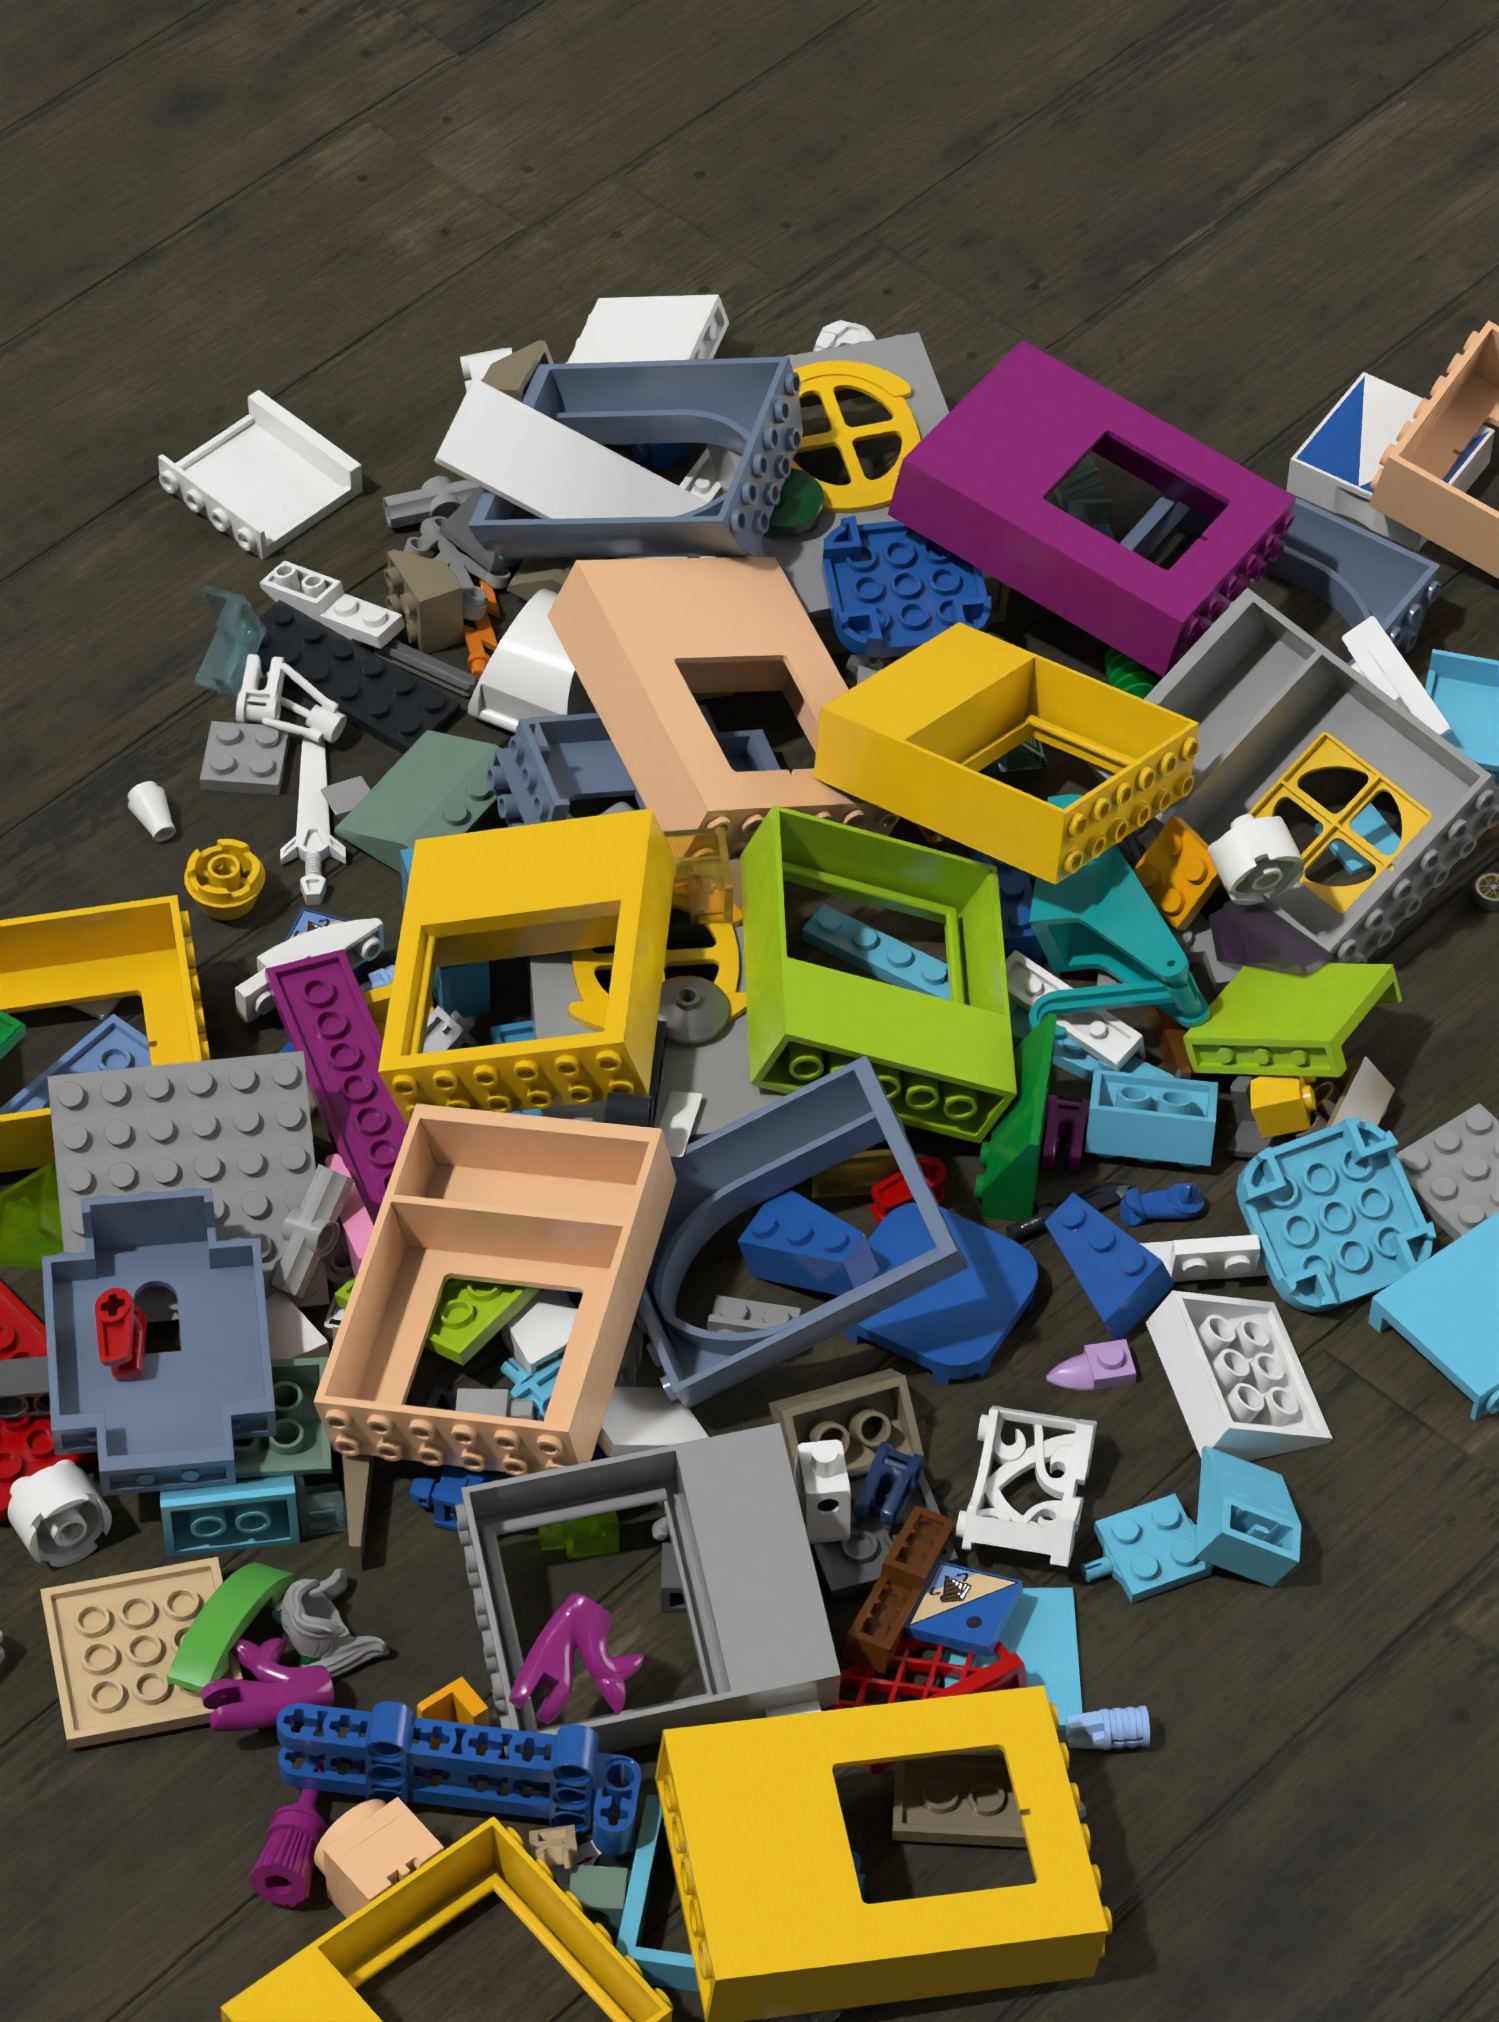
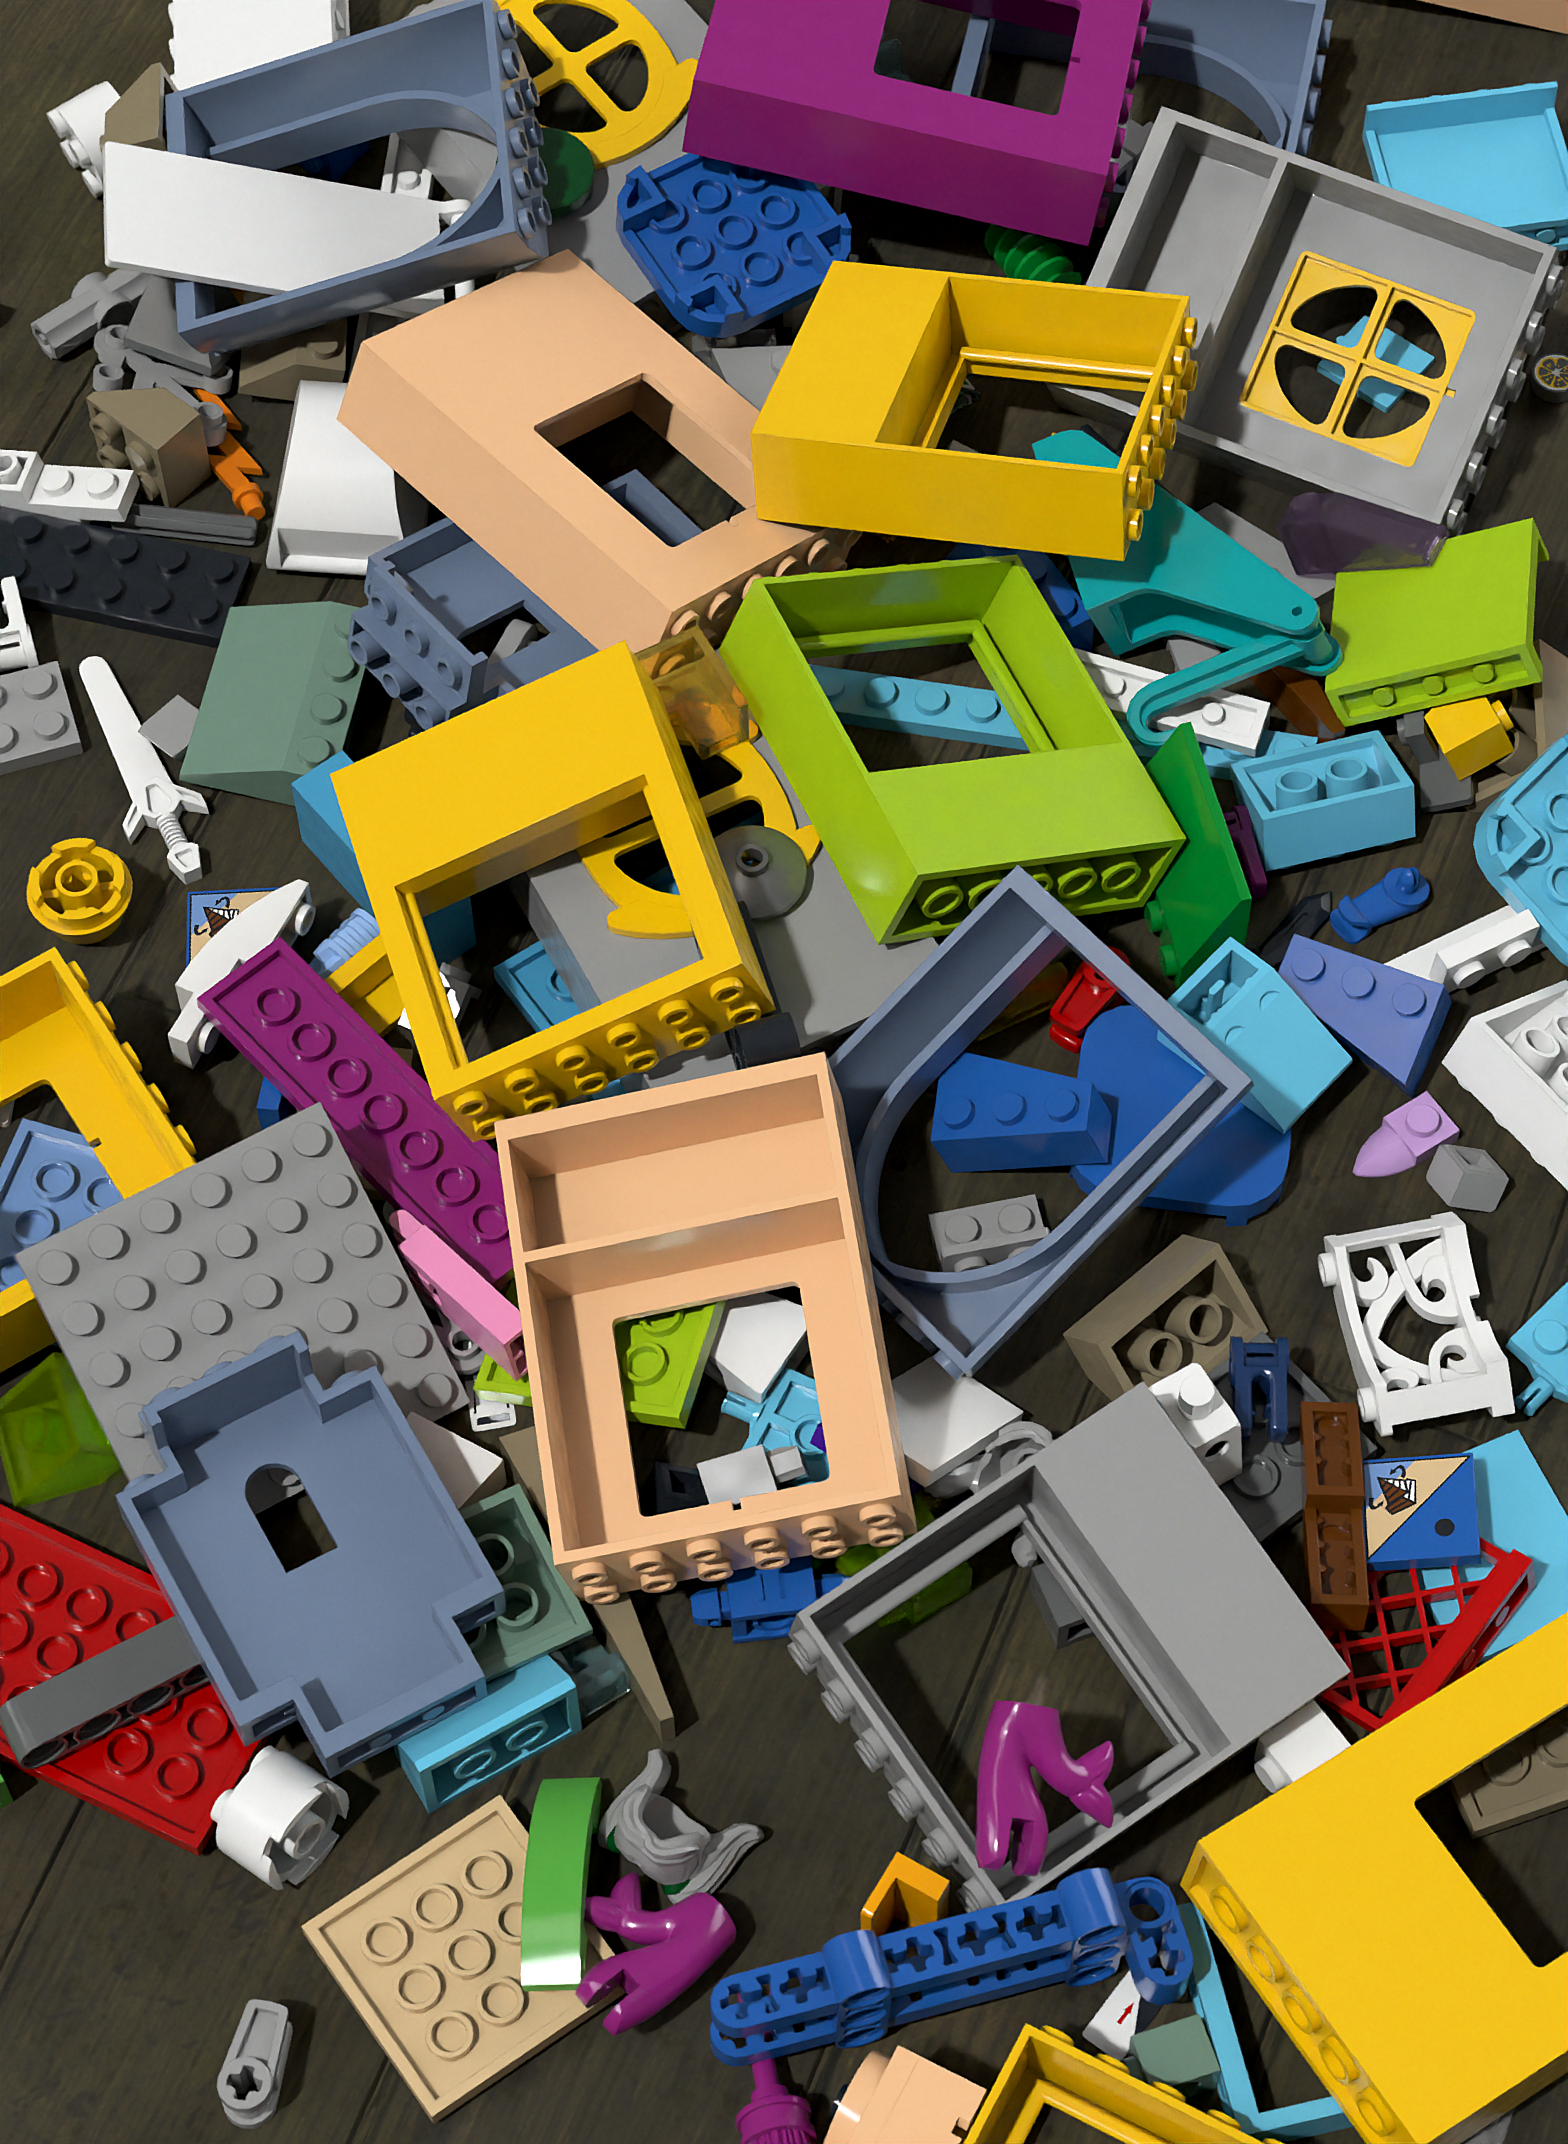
camera: 20 degrees left, 10 degrees up
(121, 1333) = (264, 1563): red piece -> none
(310, 1231) = (424, 1327): light grey piece -> none
(323, 721) = (99, 640): white plant -> none
(554, 1845) = (1092, 2017): tan plate -> none
(679, 1120) = (812, 1017): white sticker -> none
(1007, 1248) = (1262, 1030): none -> medium azure slope
(1125, 1407) = (1467, 1178): none -> light grey slope
(1178, 873) = (1220, 477): light orange plate -> none
(1256, 859) = (1319, 441): white brick -> none
(1386, 668) = (1328, 140): white bracket -> none

